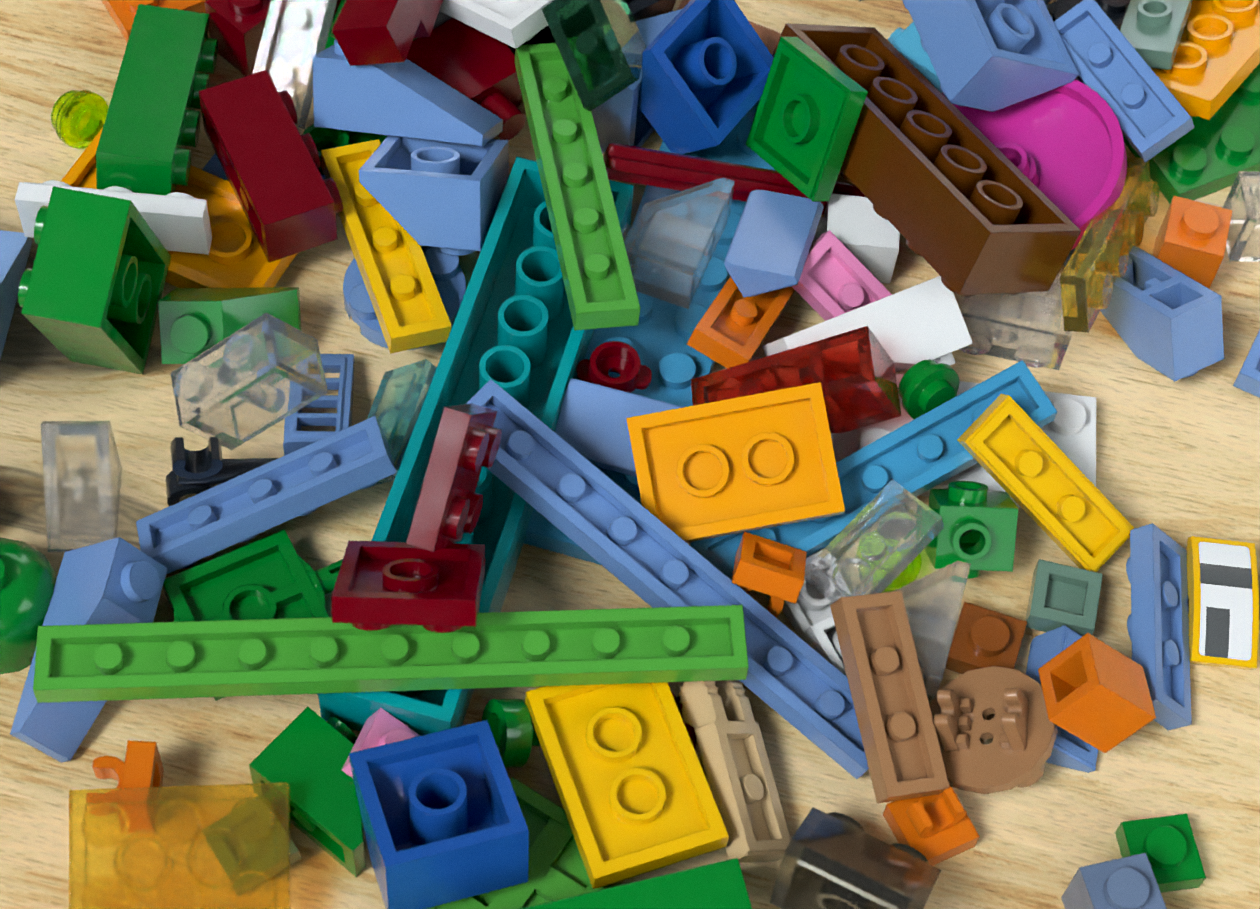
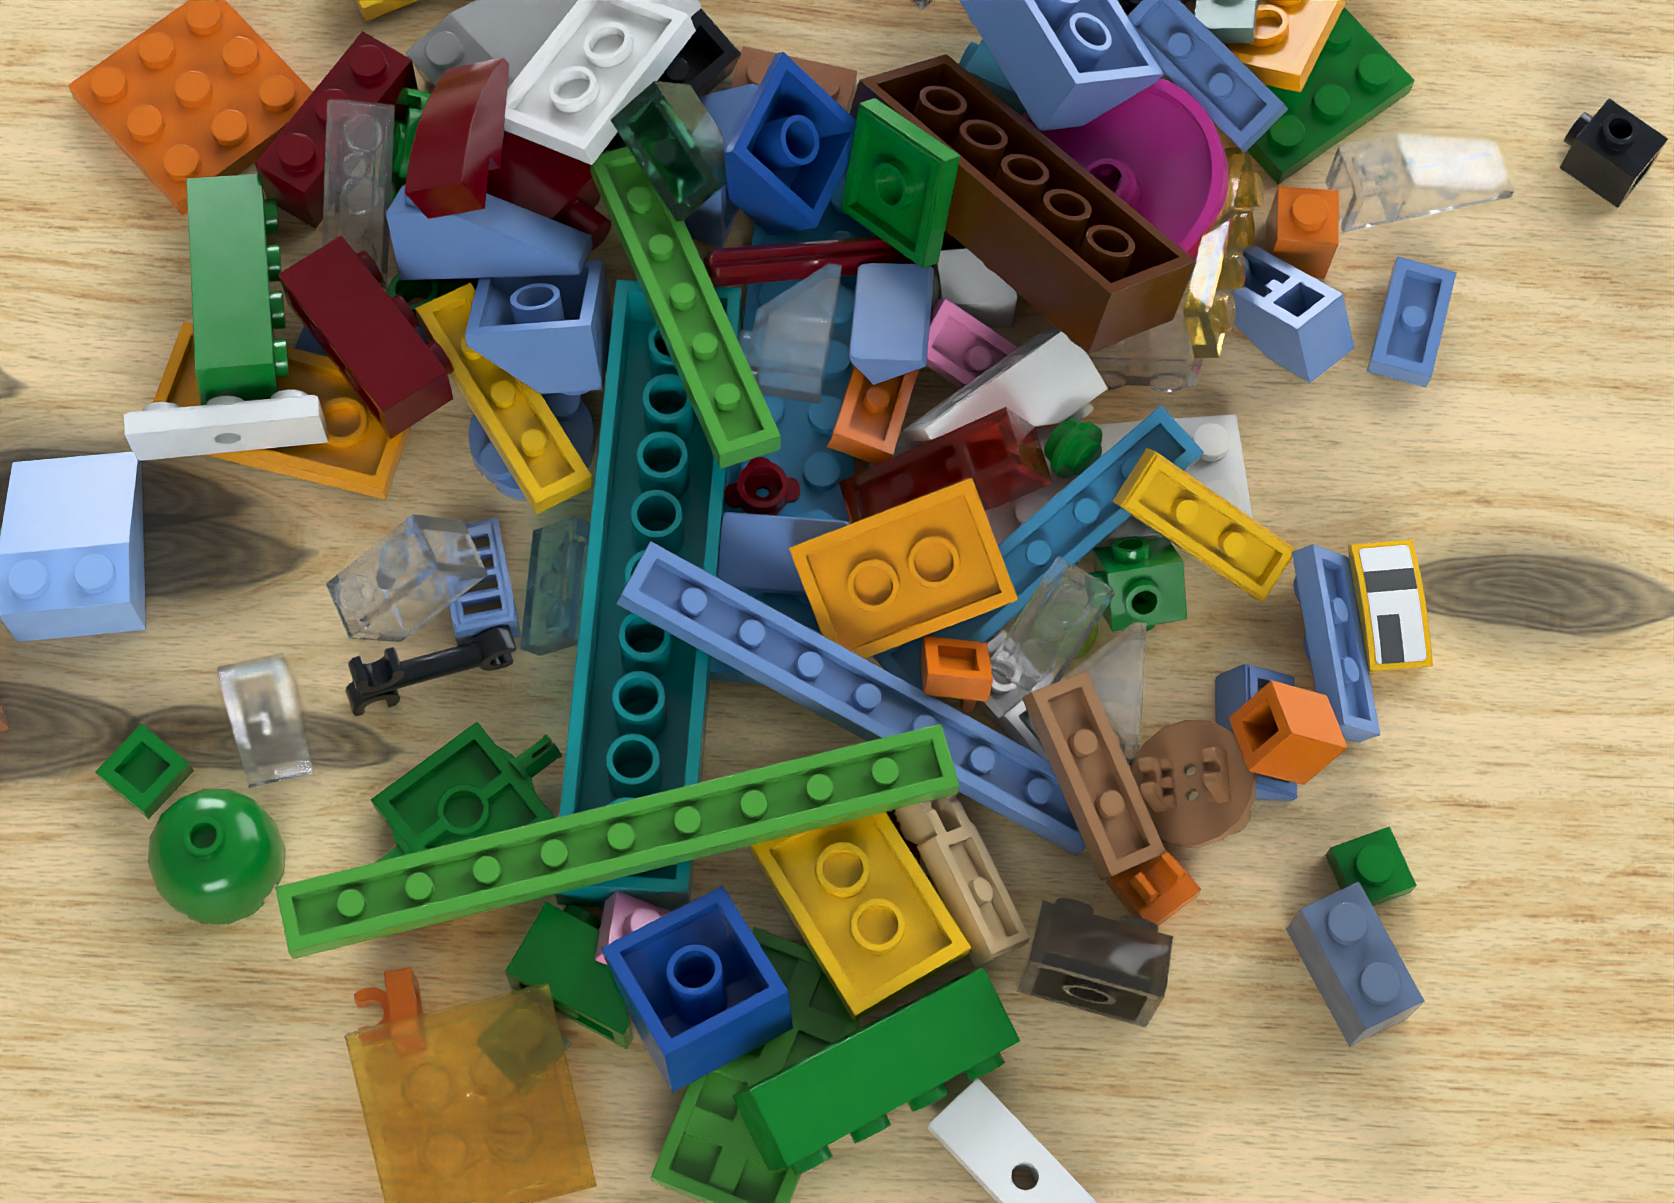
camera: 10 degrees left, 10 degrees up
(79, 117) = (156, 314): clear neon green plate -> none
(93, 586) = (314, 832): medium blue slope -> none
(95, 279) = (230, 509): green brick -> none
(202, 317) = (353, 514): green slope -> none
(267, 496) = (451, 695): medium blue plate -> none
(409, 586) = (621, 771): dark red plate -> none
(448, 494) = (642, 680): dark red plate -> none
(511, 729) = (741, 878): green tile -> none
(984, 640) = (1173, 691): dark orange plate -> none
(1063, 597) = (1239, 634): sand green plate -> none

